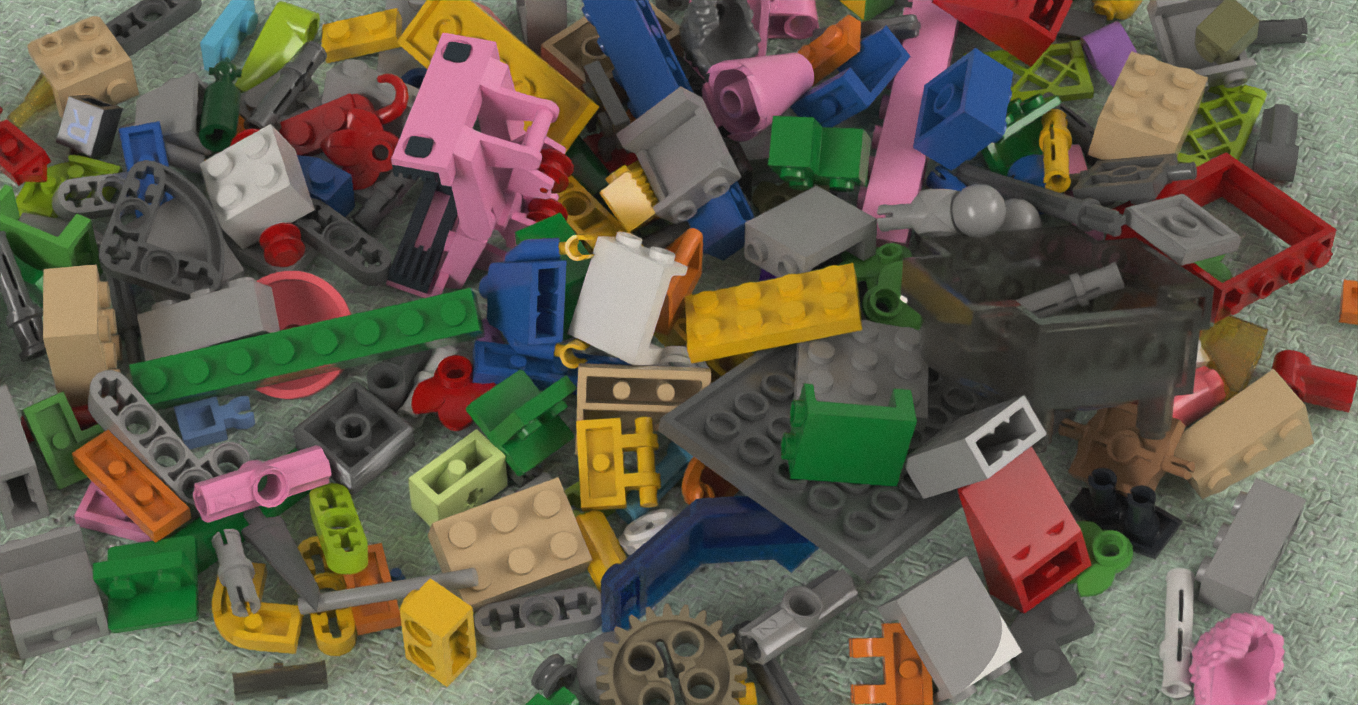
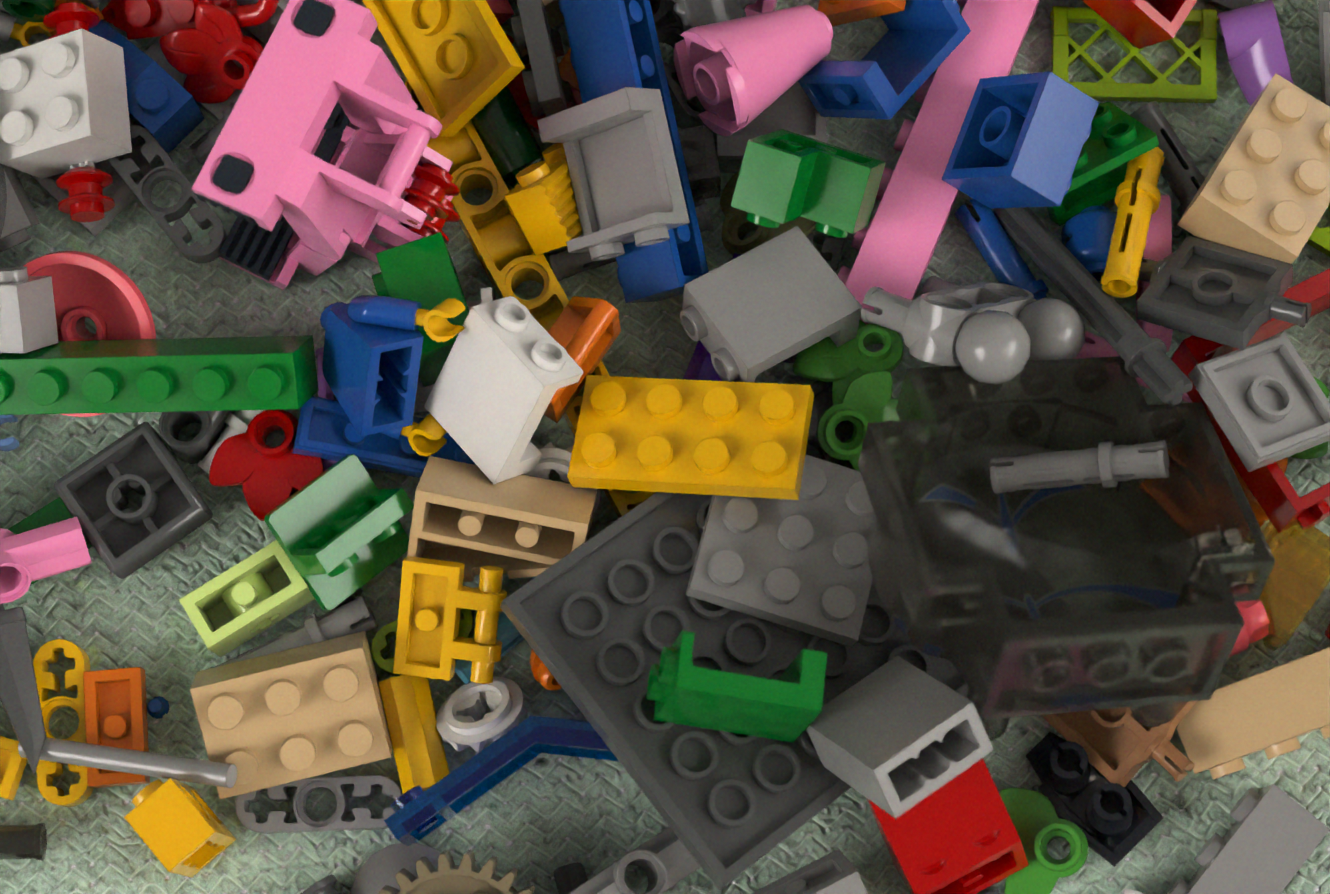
camera: 15 degrees right, 25 degrees up
(334, 540) = (102, 658): lime beam -> none

